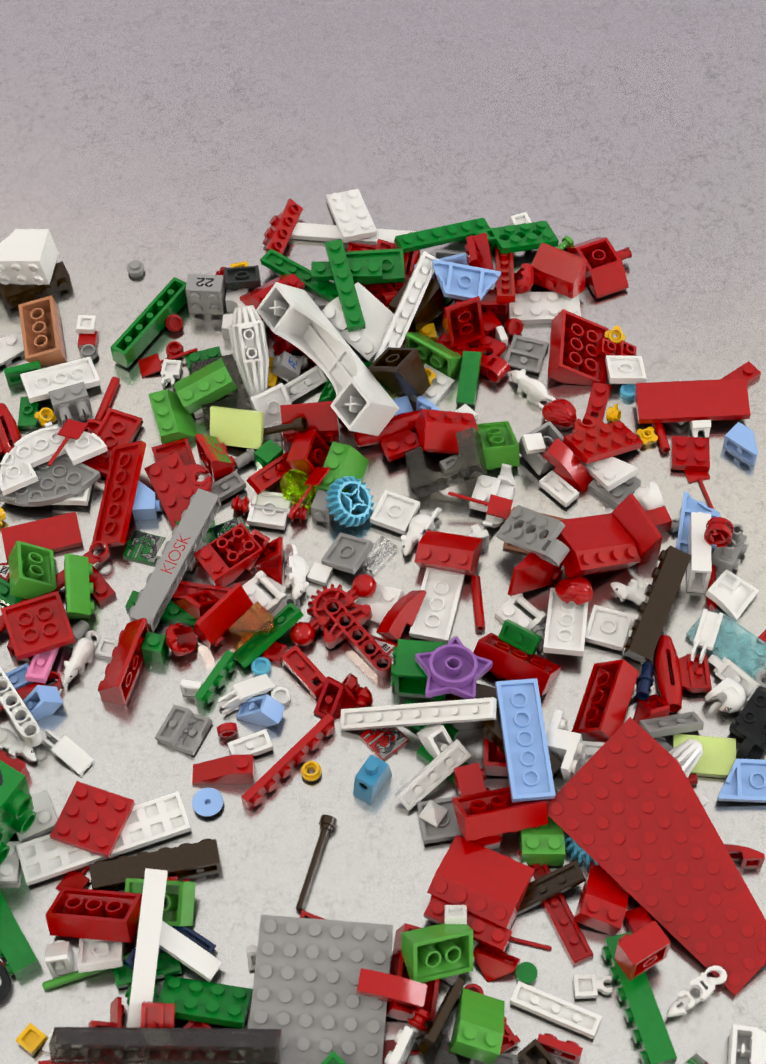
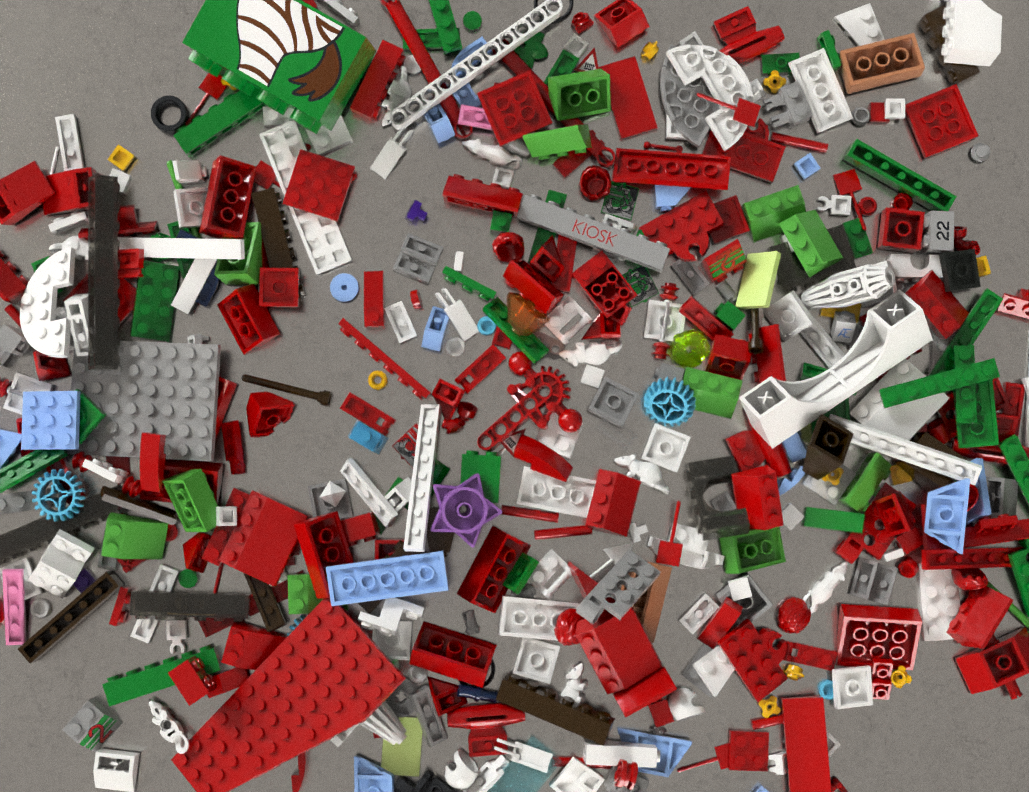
camera: 85 degrees right, 30 degrees up
(91, 522) = (647, 145): none -> red hinge
(103, 293) = (940, 121): none -> red plate
(123, 563) = (595, 183): none -> red hair
(130, 393) = (807, 166): none -> light blue plate
(132, 728) = (415, 211): none -> dark purple tile
(200, 322) = (901, 230): none -> red brick
(201, 856) = (279, 287): none -> red plate
(234, 900) = (248, 321): none -> red slope
(313, 480) = (693, 365): red piece -> none
(339, 882) = (265, 412): none -> red slope
(343, 784) = (367, 413): none -> red plate
(379, 915) = (233, 446): none -> red hinge
(460, 621) = (530, 513): none -> red piece
(501, 557) = (615, 554): none -> white piece
(556, 963) = (190, 604): none -> clear smoke brick
(573, 686) = (470, 623): none -> light grey pin

